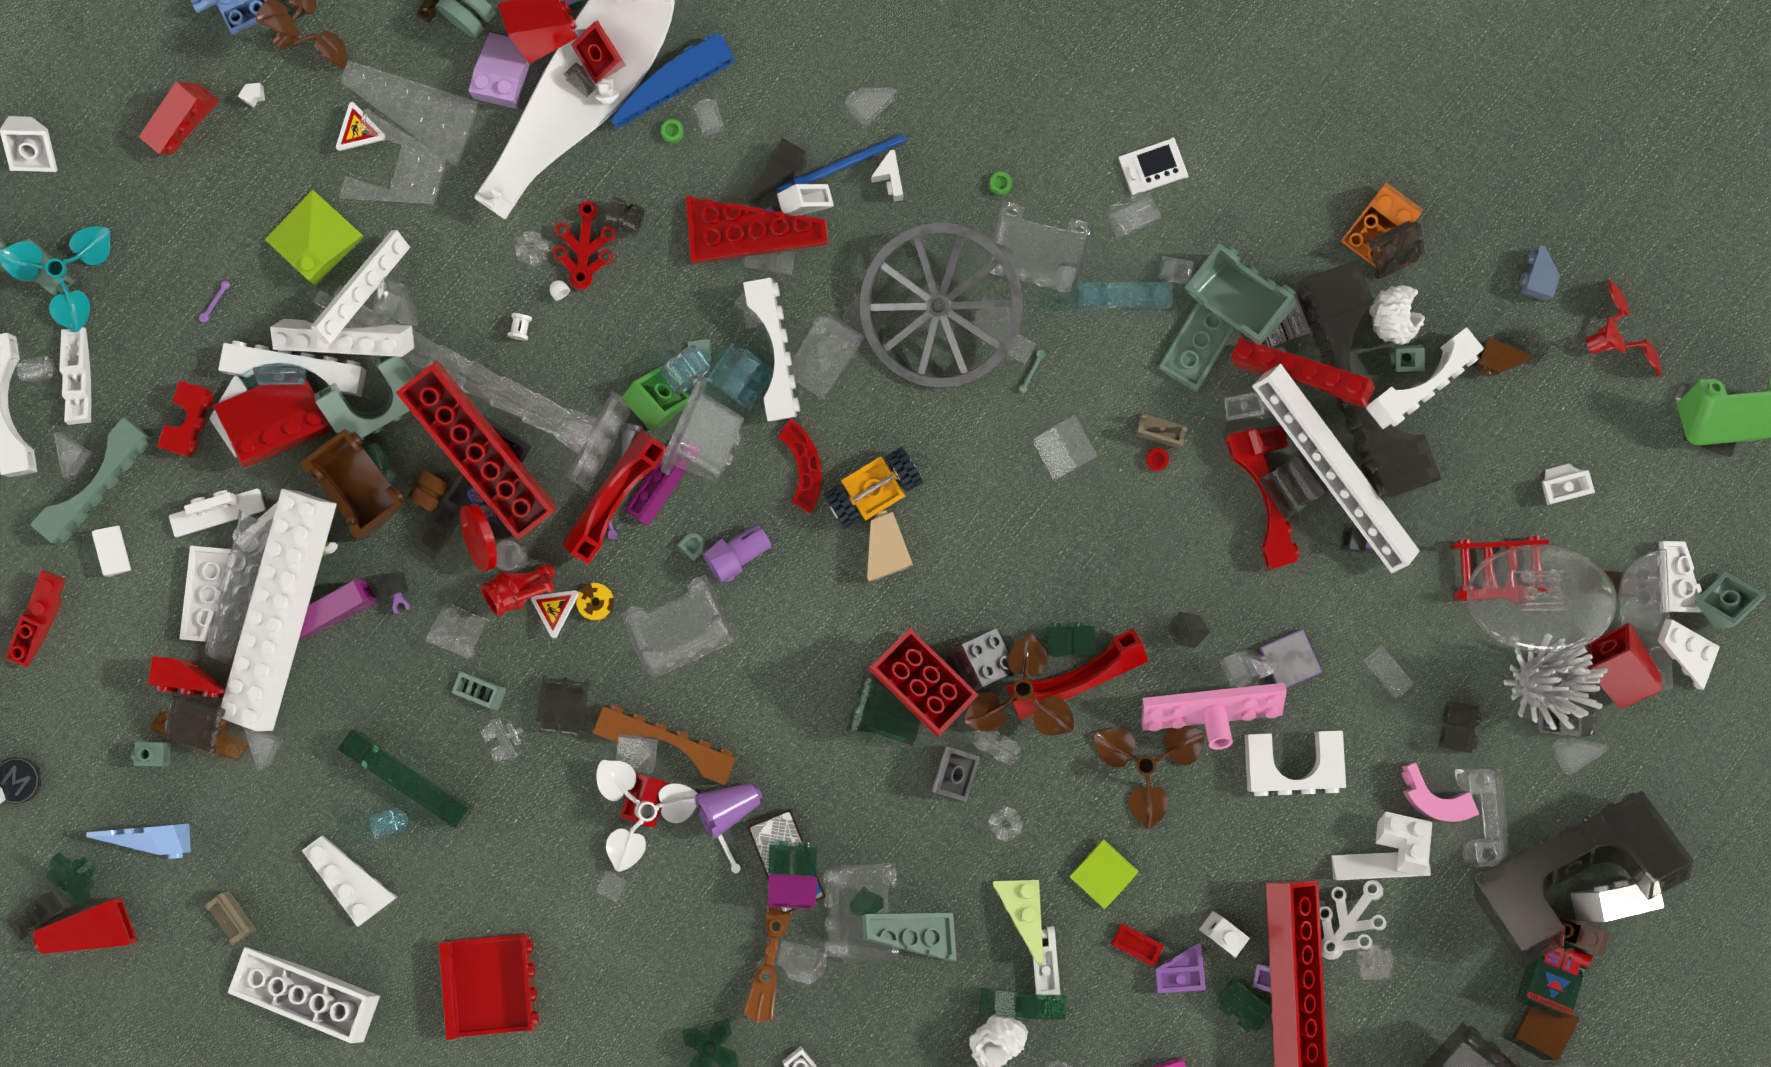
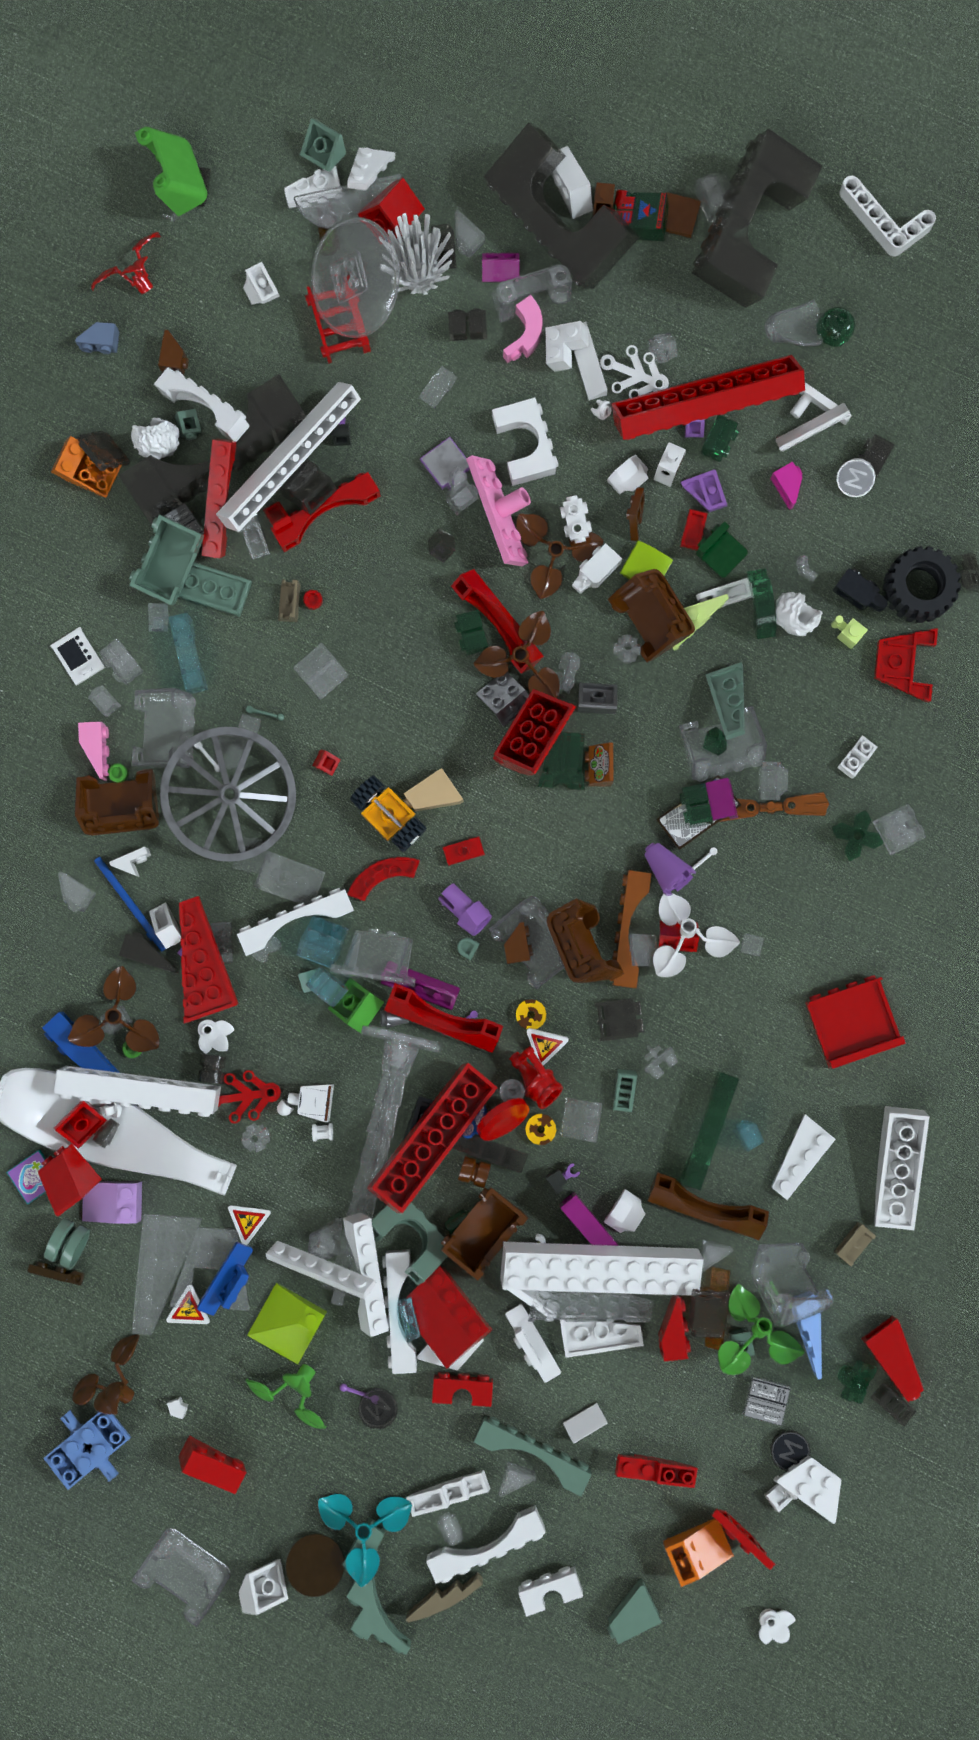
camera: 95 degrees left, 0 degrees up
(37, 208) = (315, 1565): none -> dark brown piece
(70, 63) = (185, 1572): none -> clear windscreen
(80, 767) = (766, 1400): none -> light grey tile
(135, 802) = (782, 1347): none -> bright green plant
(191, 318) = (378, 1408): none -> clear smoke tile
(202, 823) = (786, 1285): none -> clear windscreen
(241, 235) = (298, 1382): none -> bright green plant
(292, 790) = (741, 1219): none -> reddish brown arch
(336, 656) = (626, 1213): none -> white slope
(376, 180) = (228, 1281): none -> blue bracket
(439, 218) = (247, 1221): none -> piece
(448, 578) = (540, 1120): none -> yellow piece
(557, 324) = (314, 1101): none -> white torso
(617, 124) = (137, 1089): none -> white brick
(659, 674) = (573, 939): none -> reddish brown windscreen
(661, 230) = (216, 1037): none -> white plate
(677, 602) = (517, 947): none -> reddish brown slope
(703, 83) = (88, 1031): none -> reddish brown plant
(808, 568) = (463, 851): none -> red plate
(870, 755) = (600, 765): none -> slope
(955, 430) = (326, 762): none -> red slope
(962, 173) = (115, 805): none -> reddish brown windscreen
(987, 296) = (199, 746): none -> white hinge
(1042, 162) = (93, 741): none -> bright pink slope
(1042, 868) = (654, 612): none -> reddish brown windscreen
(1090, 185) = (104, 700): none -> clear brick
(1101, 972) = (721, 550): none -> dark green bracket
(1113, 811) = (597, 569): none -> white hinge
(1170, 875) = (635, 513): none -> reddish brown wing
(1187, 801) = (574, 512): none -> white brick
(1222, 881) = (629, 475): none -> white slope
(1313, 870) = (603, 411): none -> white plate
(1526, 786) = (499, 266): none -> magenta panel

